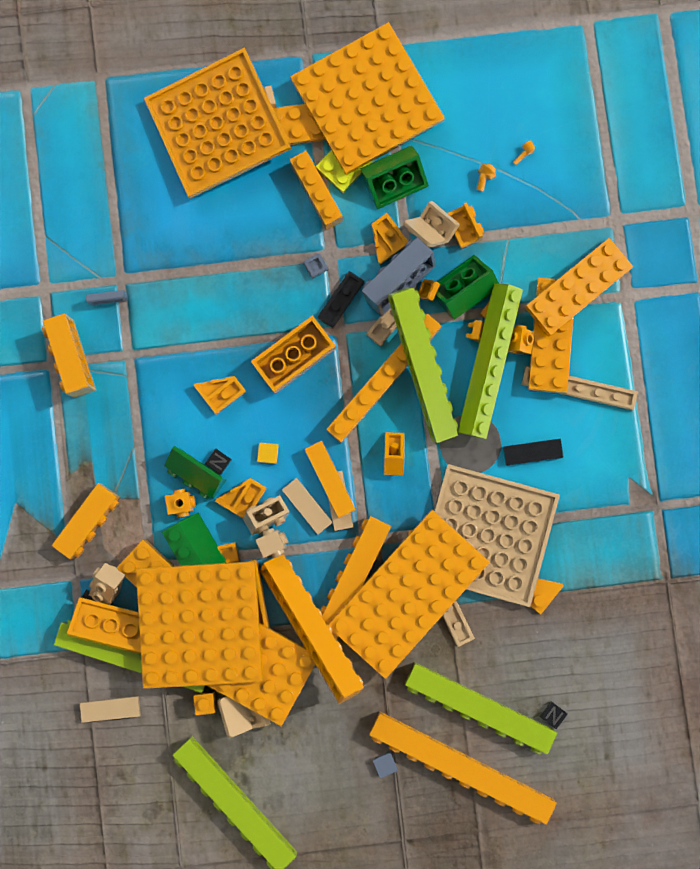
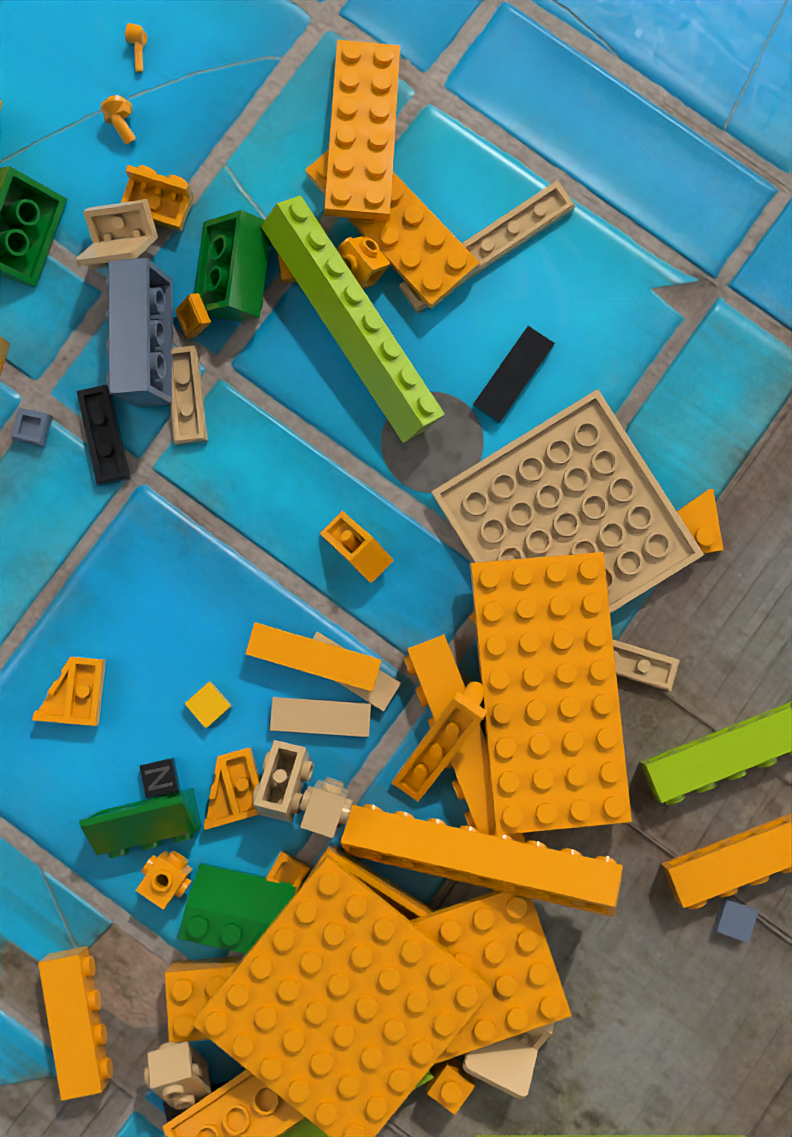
camera: 50 degrees left, 0 degrees up
(293, 354) = (113, 556): light orange brick -> none
(344, 567) = (441, 742): none -> light orange piece
(375, 388) = (250, 471): light orange brick -> none
(387, 238) = (80, 306): light orange wing -> none
(422, 364) = (274, 403): lime brick -> none
(477, 330) = (296, 298): light orange tile -> none

